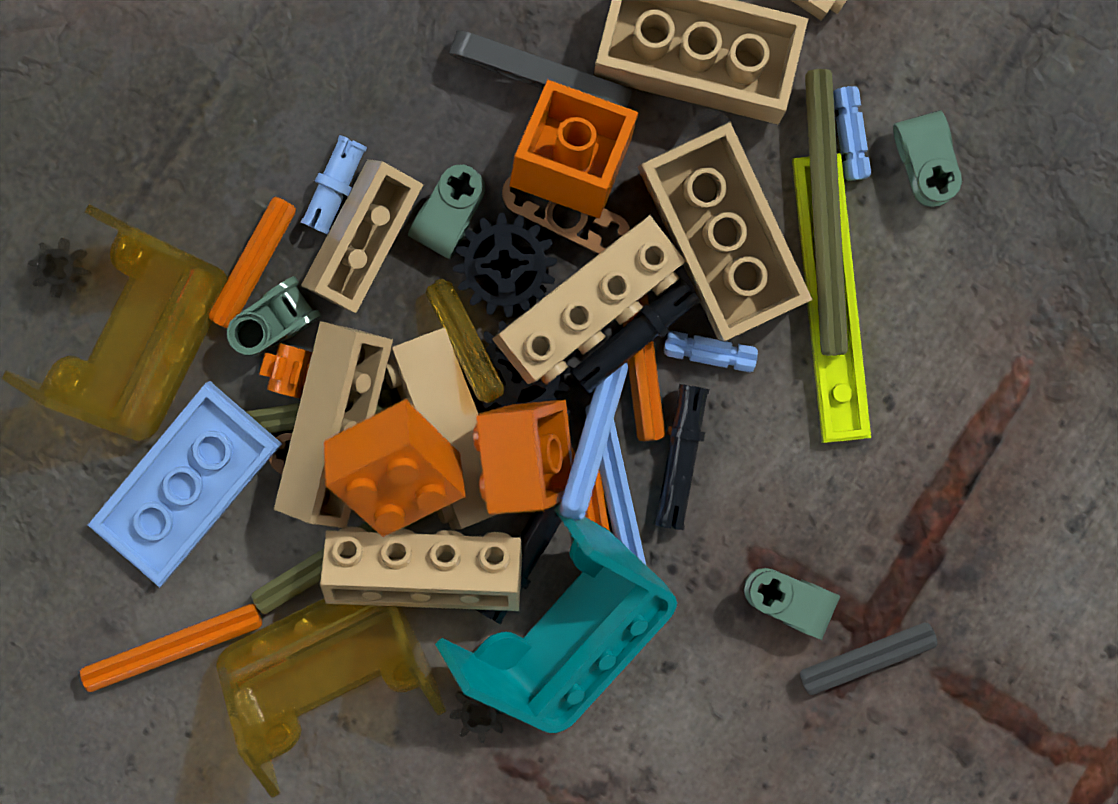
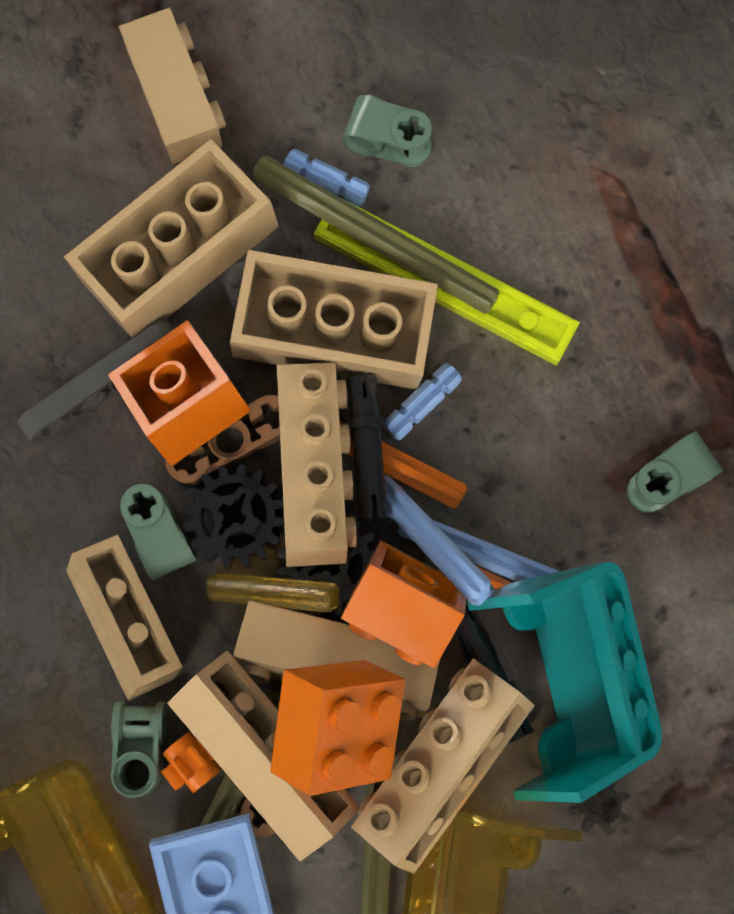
camera: 50 degrees left, 10 degrees down
(252, 261) = (79, 728): orange axle -> none
(333, 184) = (66, 614): light blue pin -> none
(681, 456) = (493, 482): black pin -> none

